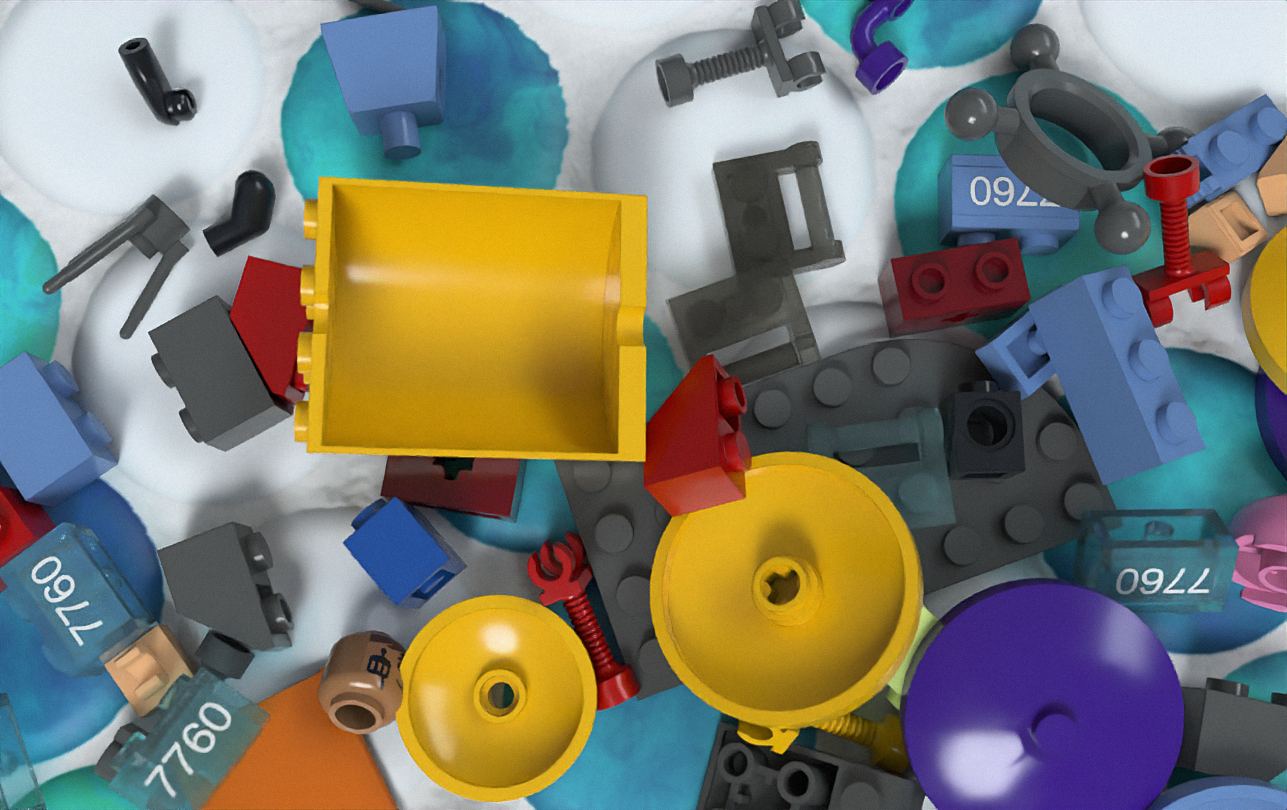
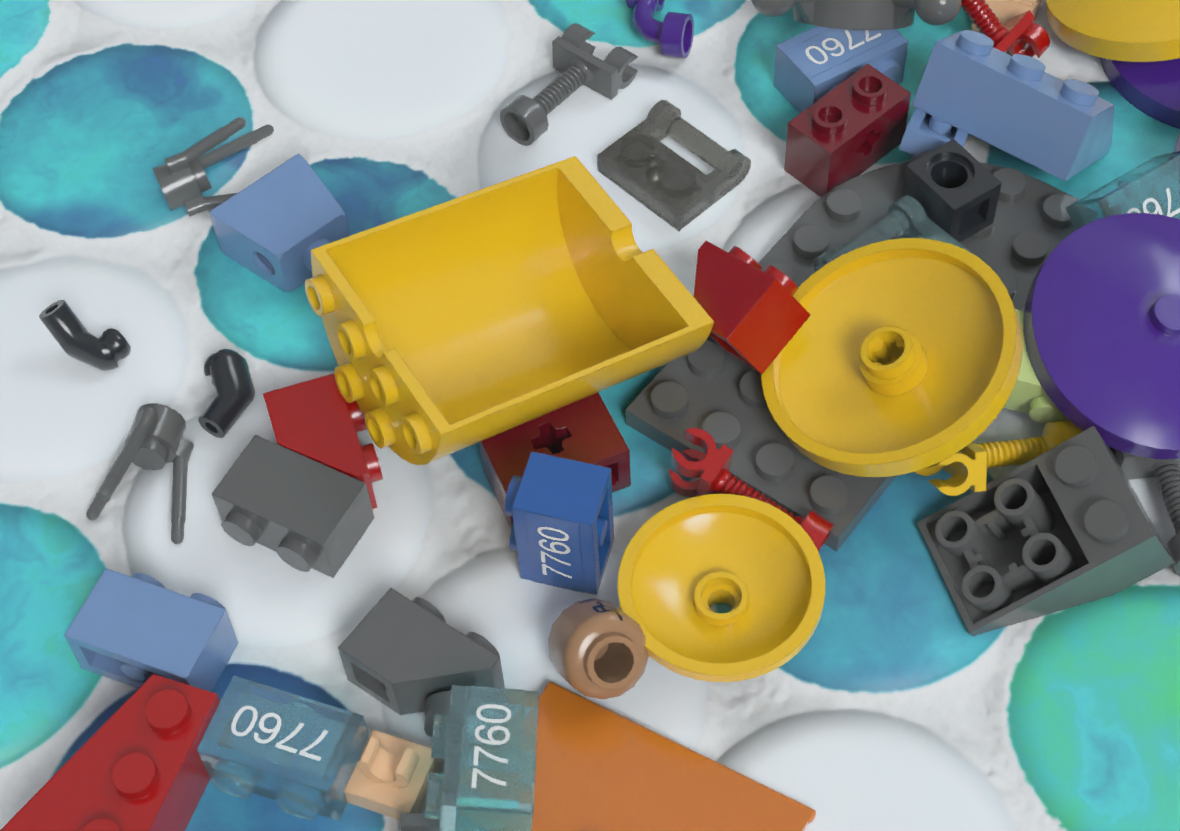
camera: 30 degrees left, 25 degrees down
(742, 309) = (710, 213): clear smoke plate -> none

